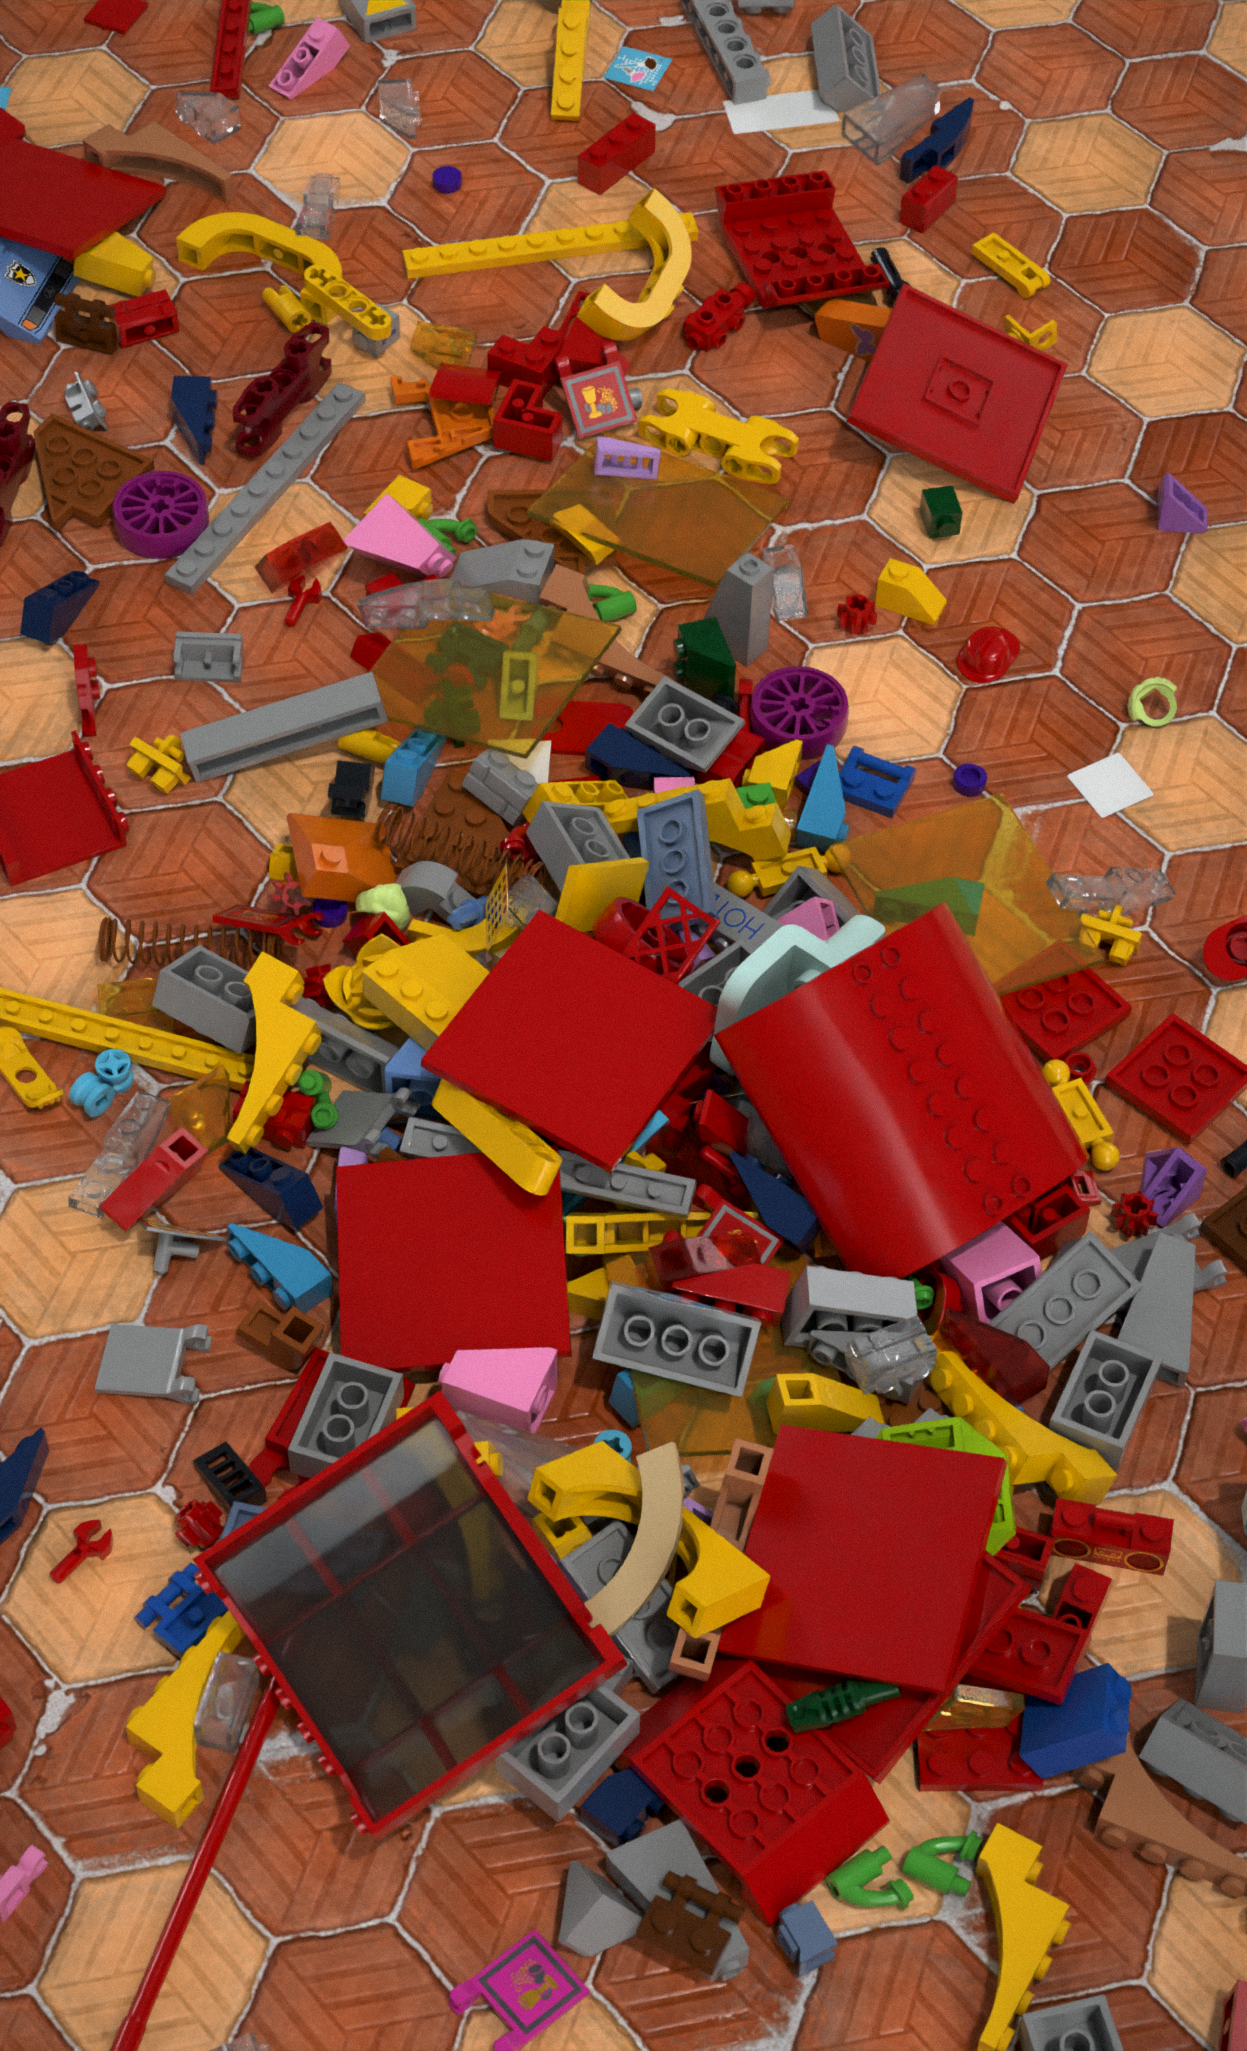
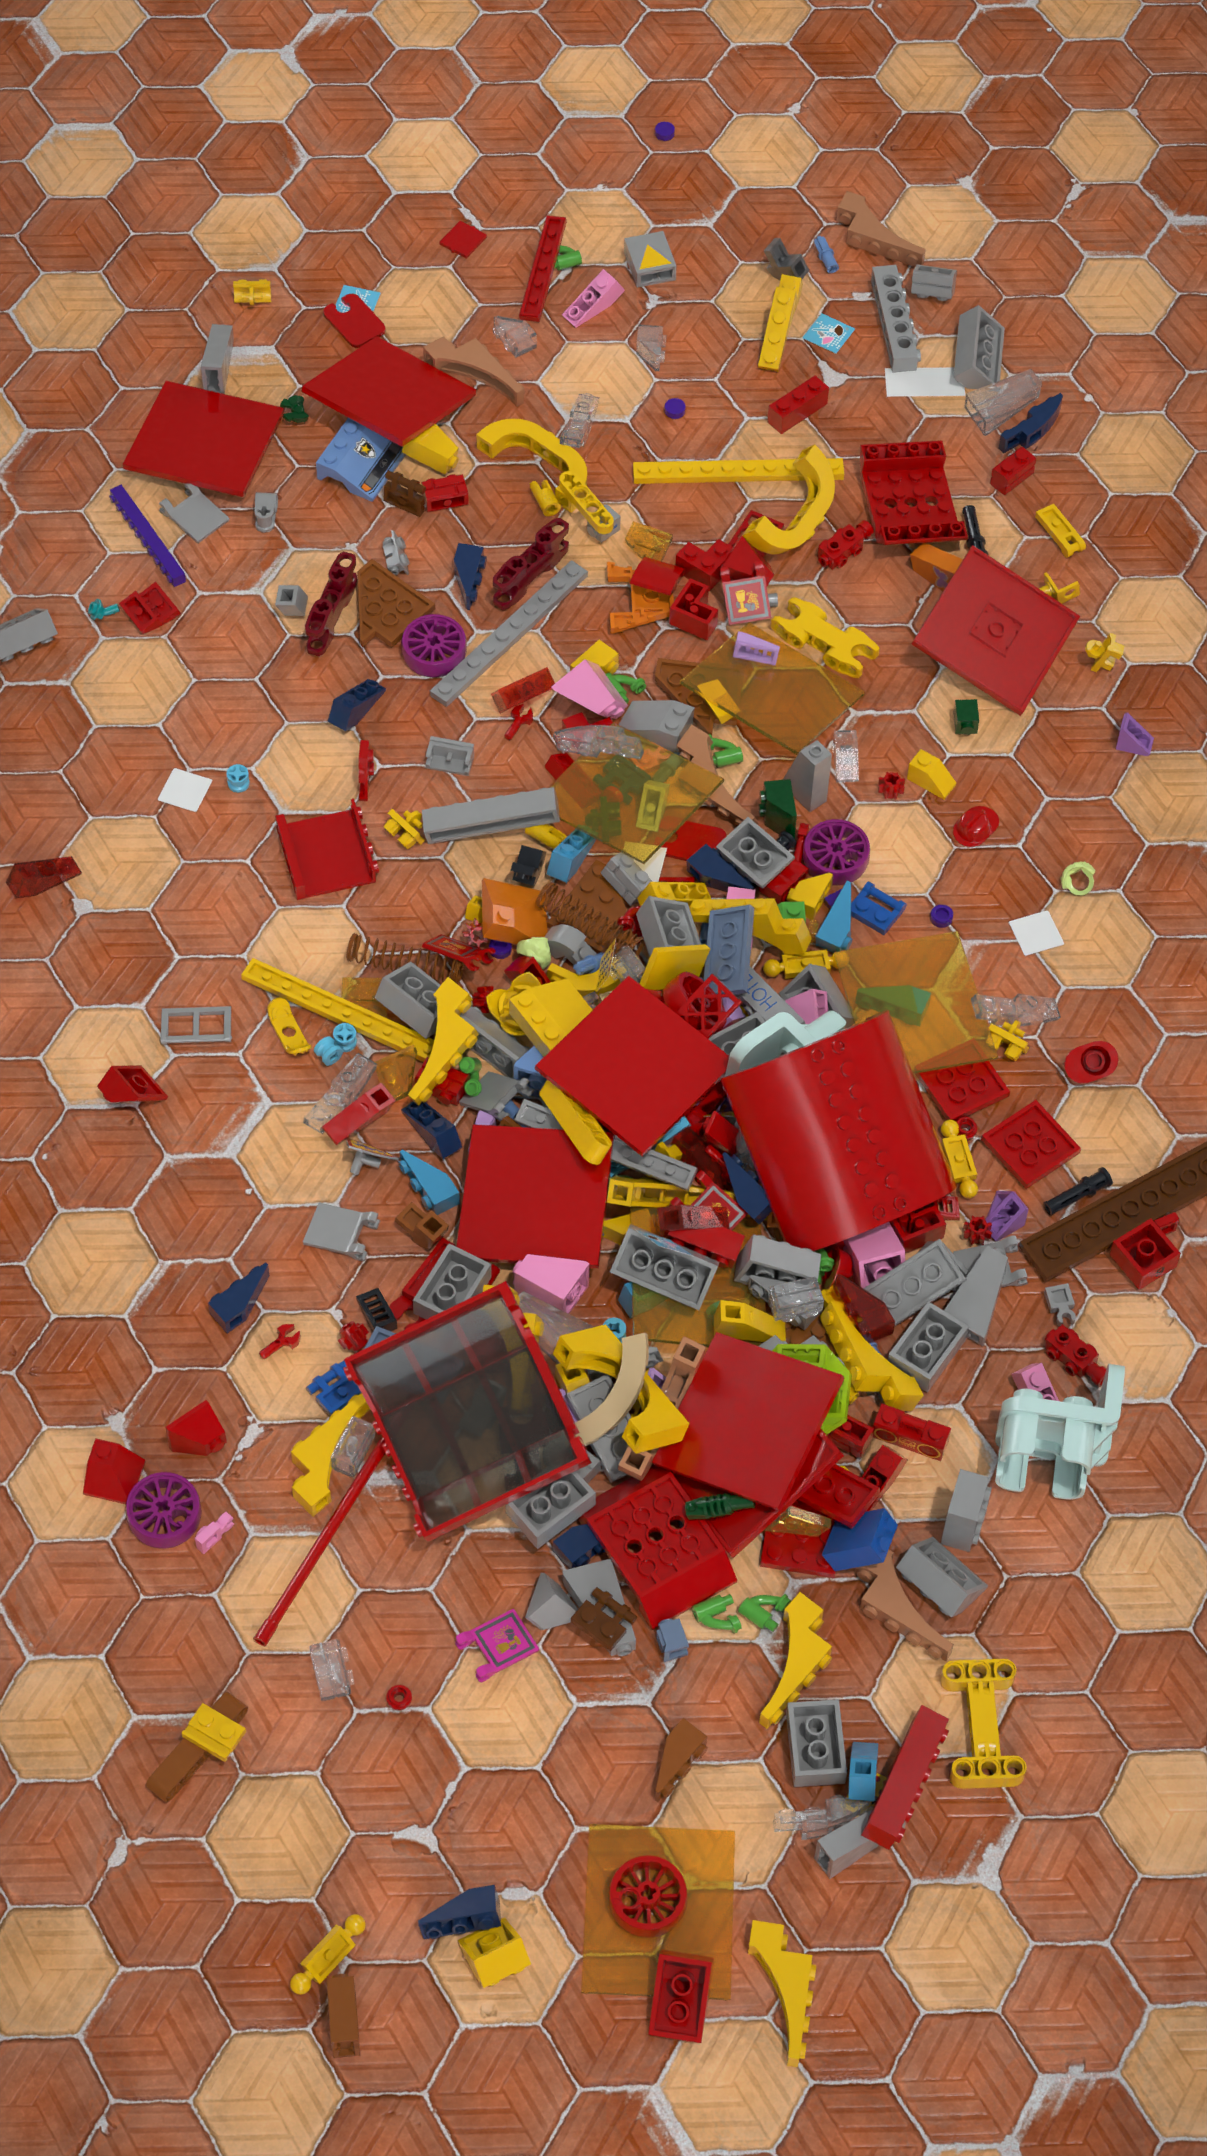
camera: 10 degrees right, 5 degrees up
(1108, 404) = (1104, 653): none -> yellow hips

